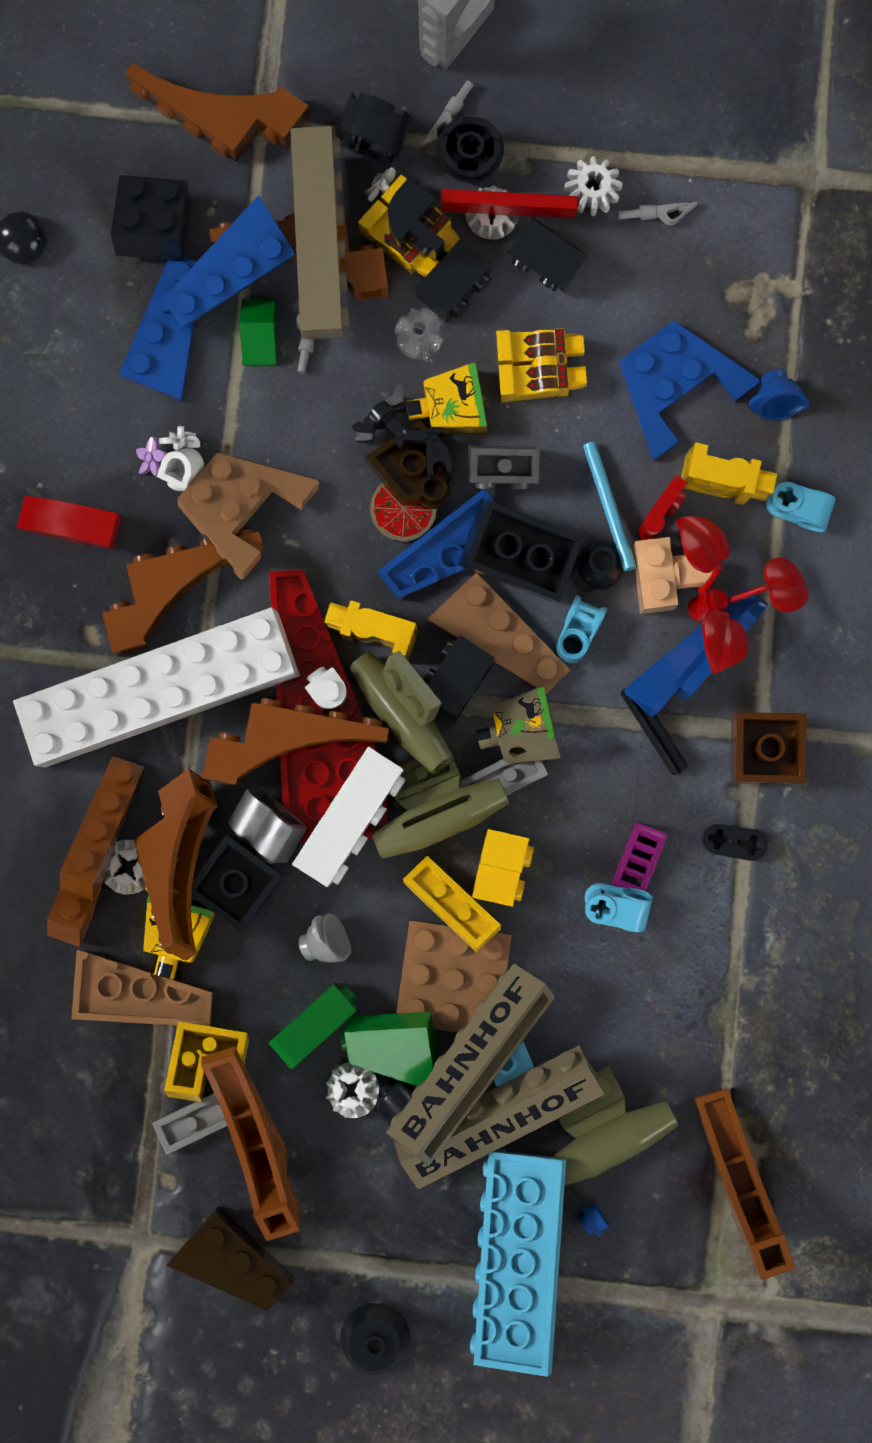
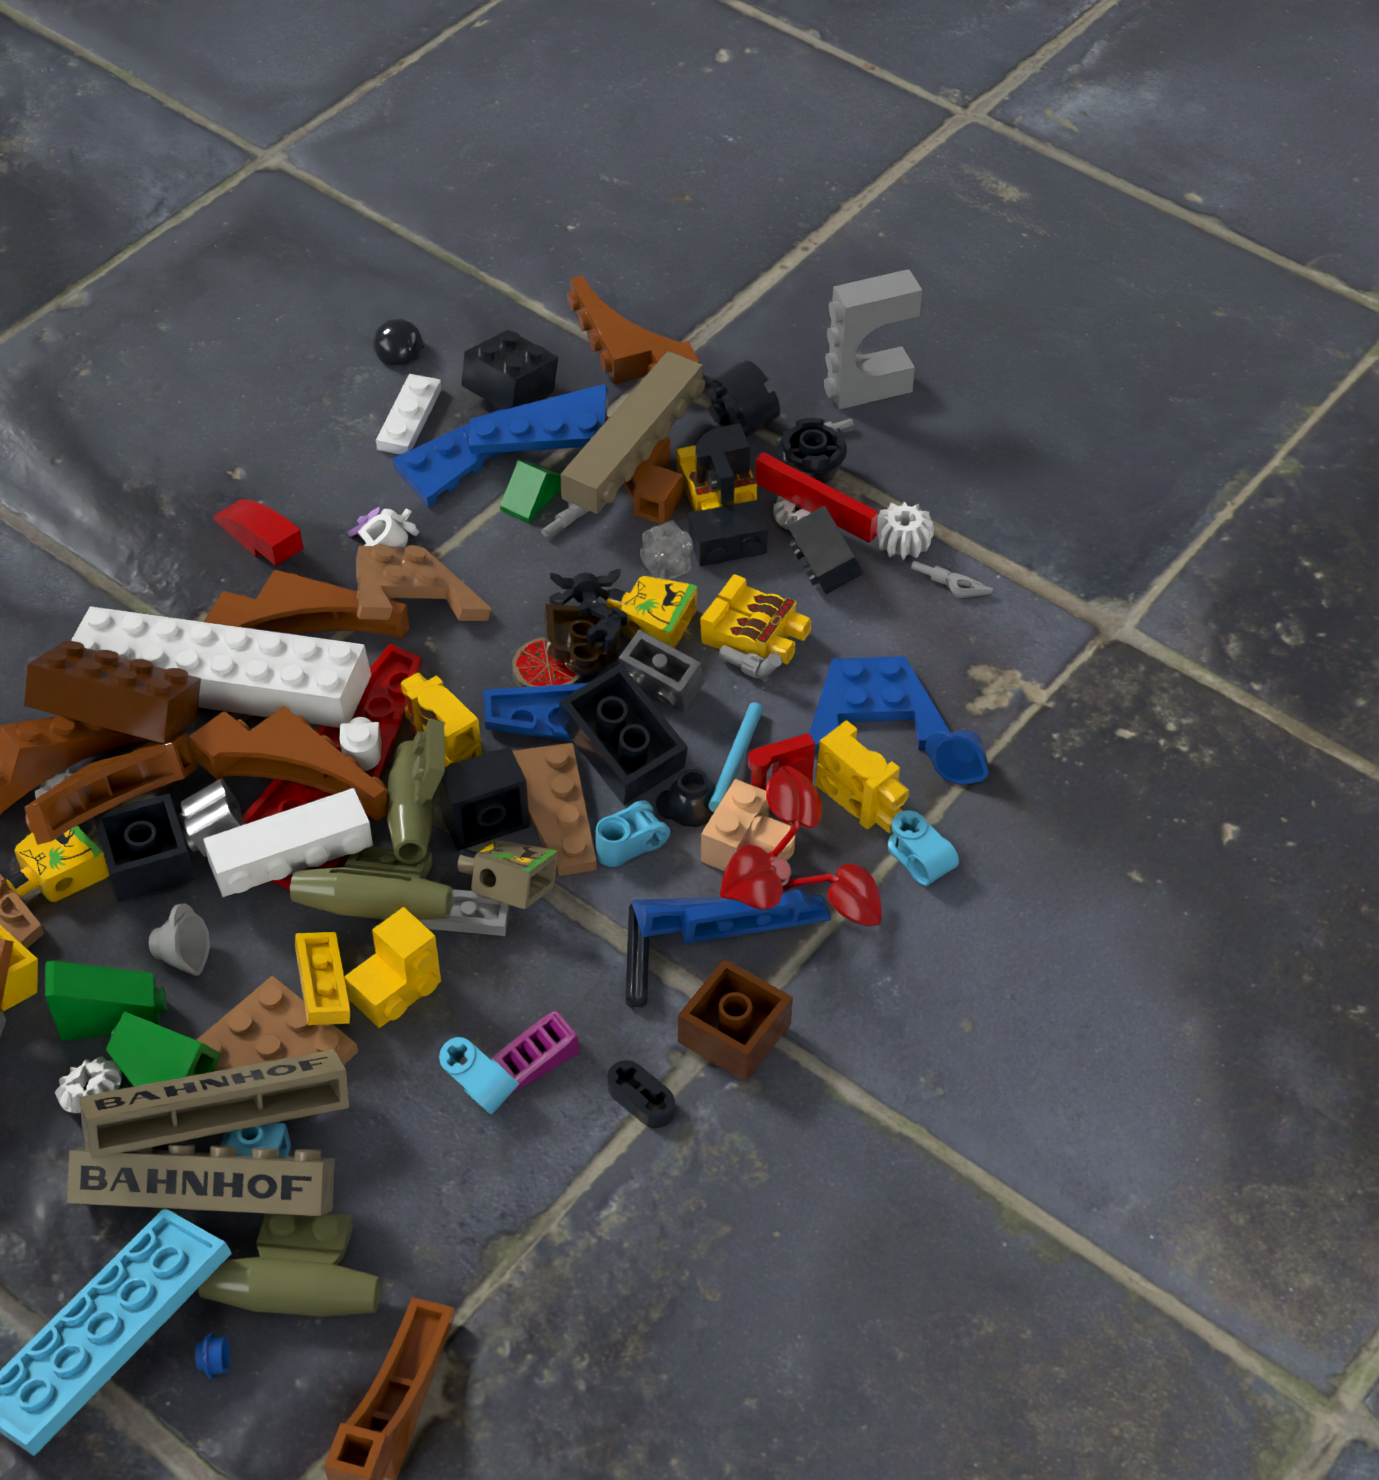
camera: 30 degrees right, 35 degrees down
(91, 312) = (408, 414): none -> white plate
(108, 776) = (112, 691): none -> reddish brown brick
(561, 405) = (751, 663): none -> light grey piece

